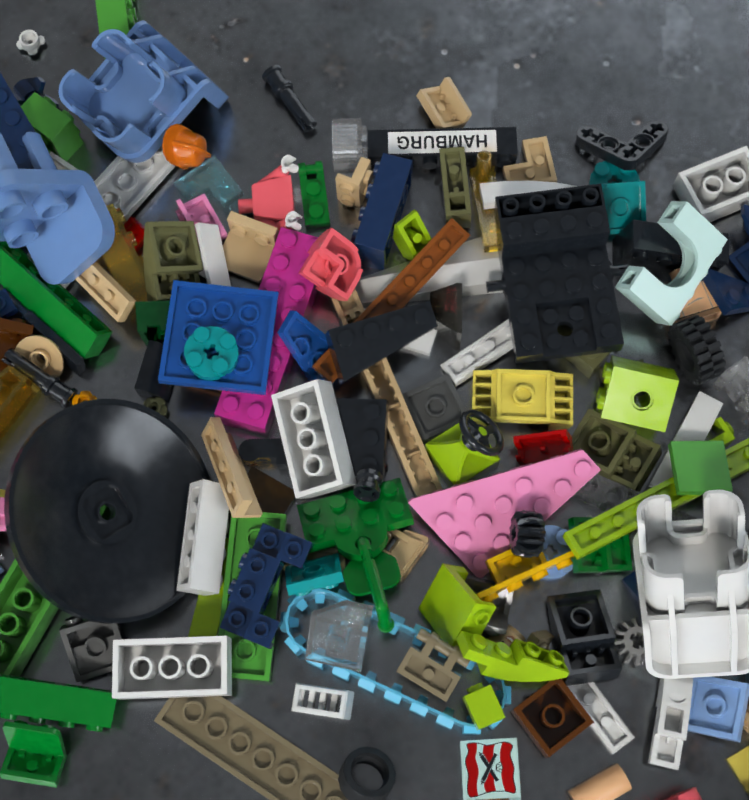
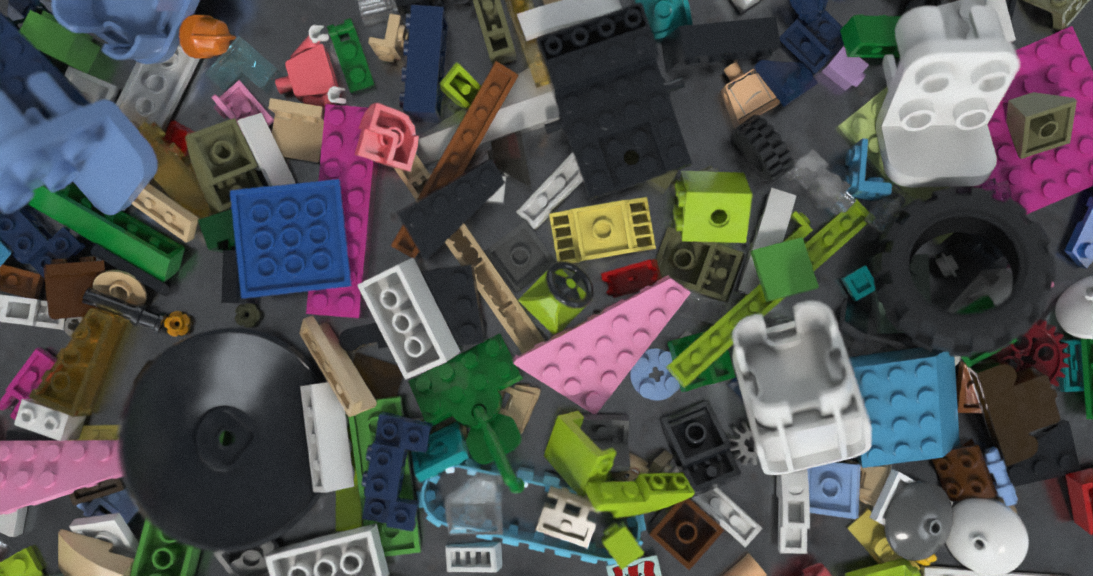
camera: 15 degrees left, 15 degrees up
(218, 366) = (275, 248): teal plate -> none
(304, 342) = (378, 224): blue wing -> none
(368, 485) = (471, 352): black wheel -> none
(511, 570) = (629, 400): yellow bracket -> none
(527, 534) = (632, 372): black gear -> none
(699, 247) = (750, 43): light aqua arch -> none

